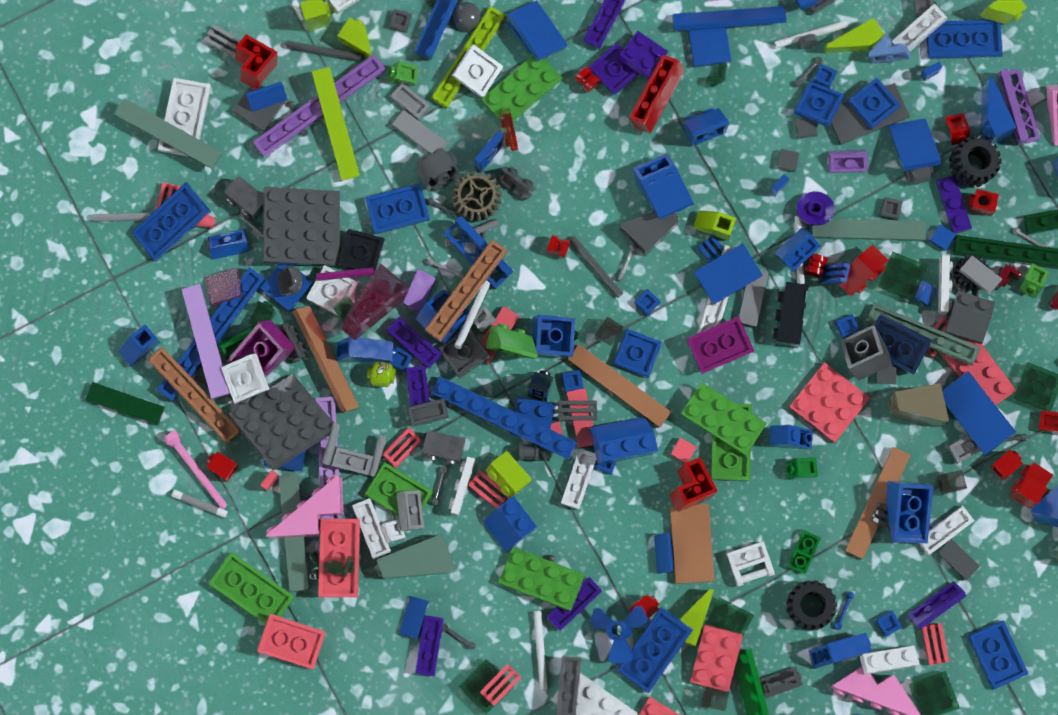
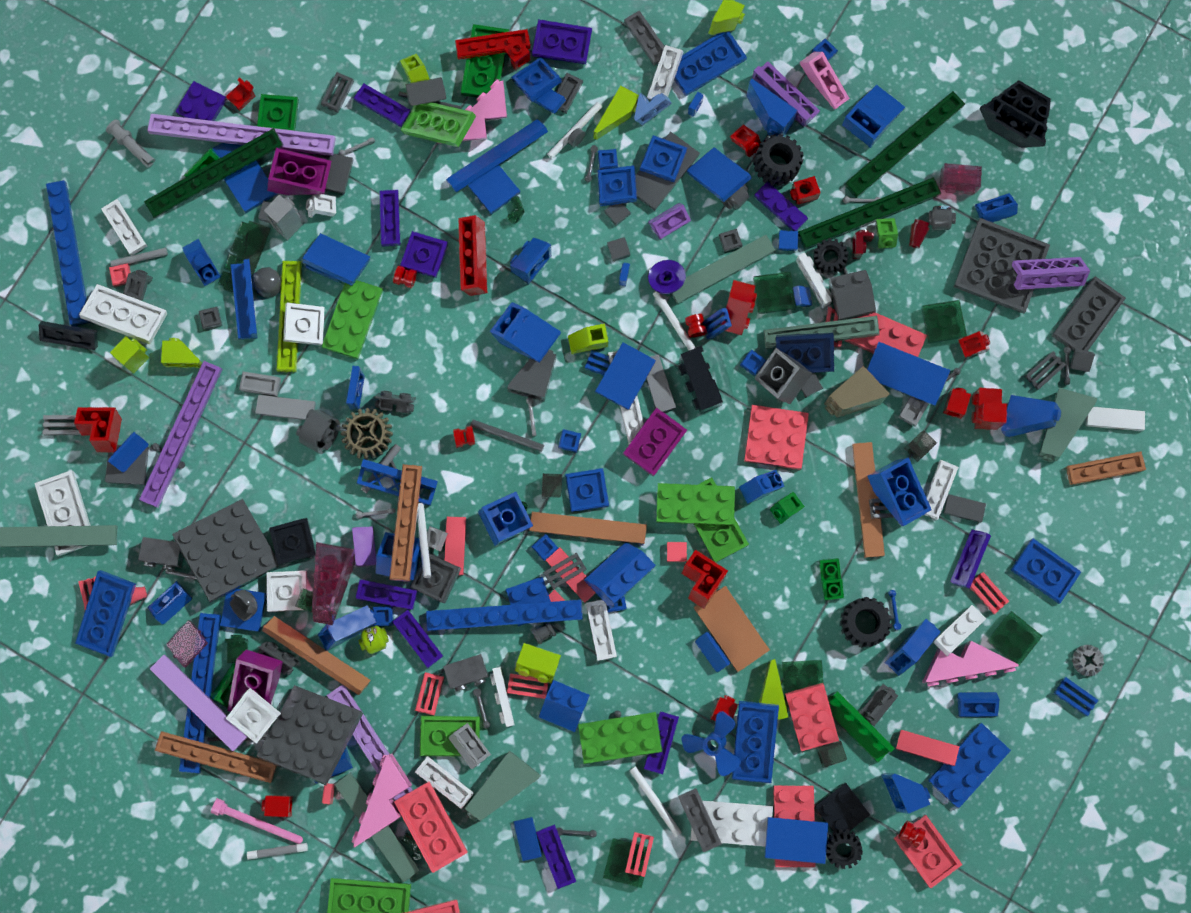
camera: 30 degrees left, 0 degrees up
(120, 217) = (57, 635): light grey bar -> none
(125, 403) = (157, 800): dark green tile -> none
(138, 345) = (139, 741): blue slope -> none
(323, 50) = (156, 383): dark grey bar -> none
(335, 124) = (204, 441): lime tile -> none
(336, 567) = (433, 837): clear green bracket -> none
(345, 274) = (289, 570): magenta bar -> none
(351, 459) = (389, 732): light grey plate -> none
(392, 531) = (464, 773): white tile -> none
(397, 208) = (303, 485): blue plate -> none
(403, 73) = (239, 362): bright green bracket -> none
(427, 412) = (434, 650): dark grey tile -> none
(430, 201) = (328, 461): dark grey hinge -> none
(510, 136) = (366, 365): clear red plate -> none
(511, 342) = (472, 545): bright green slope -> none
(540, 385) = (520, 567): black slope -> none
(642, 54) = (440, 228): dark purple plate -> none
(749, 557) = (787, 612): white plate -> none
(797, 249) = (672, 320): blue hinge -> none
(888, 623) = (938, 598): blue tile -> none
(980, 275) = (840, 253): light grey tile -> none

